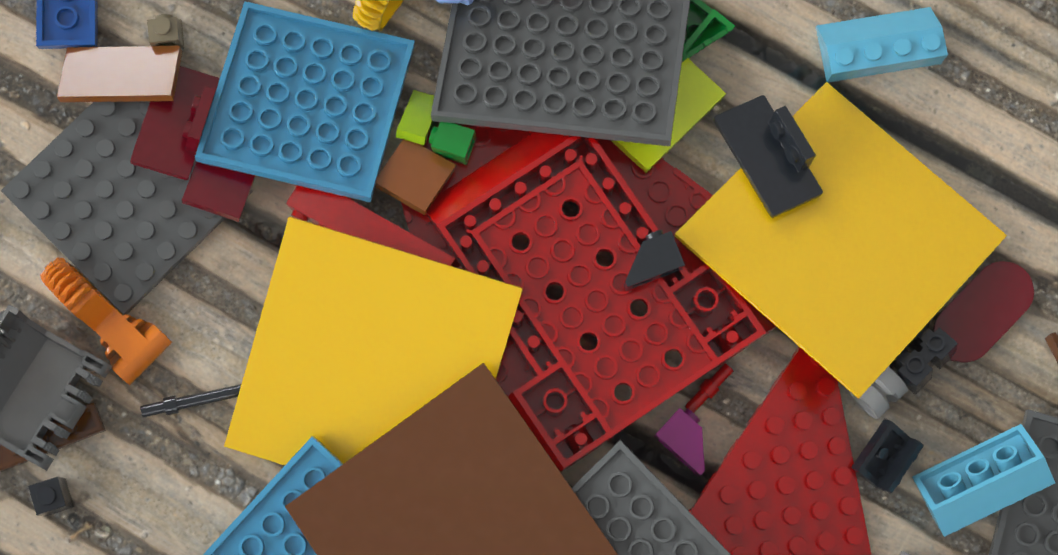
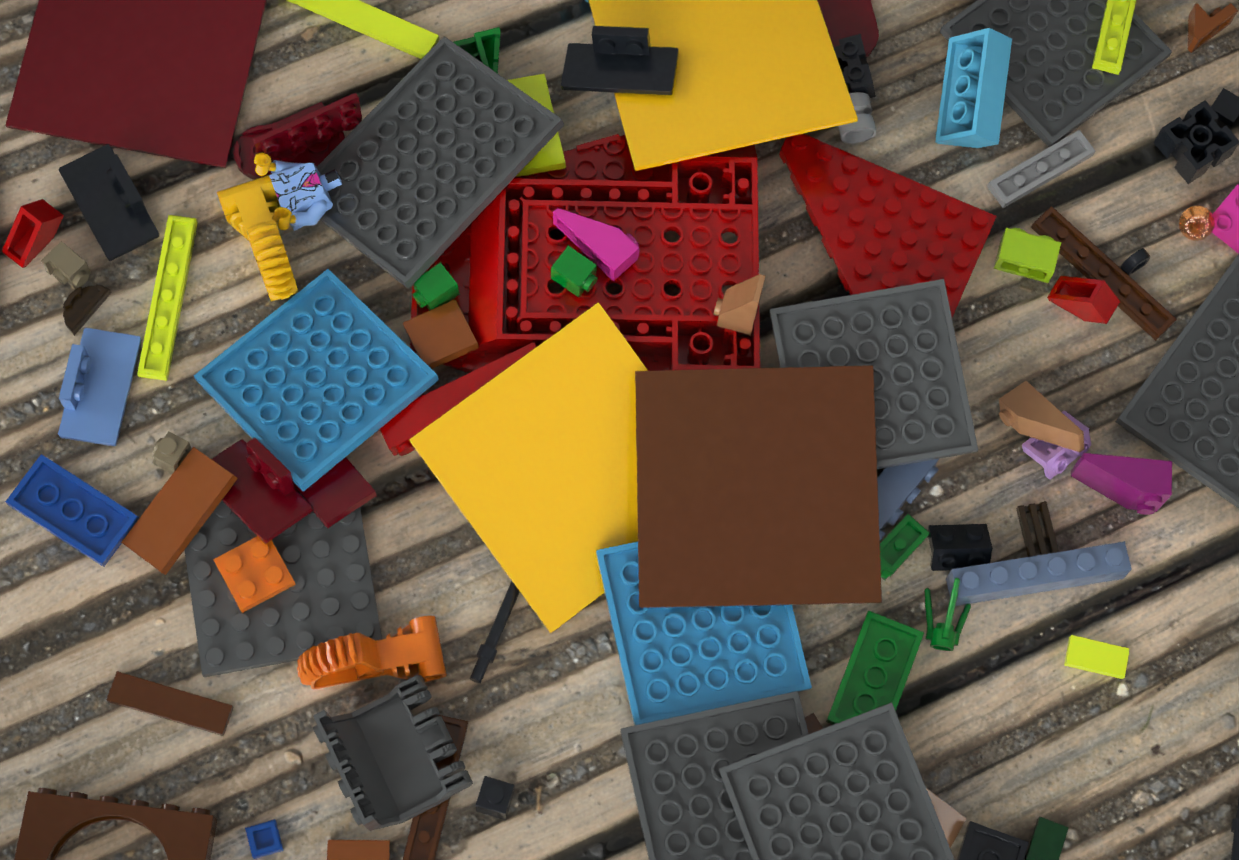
camera: 60 degrees left, 10 degrees down
(106, 171) = (254, 572): none -> orange plate
(416, 118) = (393, 304): lime tile -> none
(538, 249) = (574, 272): none -> green brick
(582, 257) = (600, 242): none -> dark pink slope
(602, 412) = (740, 305): none -> medium nougat slope
(655, 259) = (644, 194): black slope -> none
(684, 439) = (795, 280): magenta slope -> none
(709, 388) = (767, 238): red bar -> none
(887, 456) = (910, 145): black bracket -> none

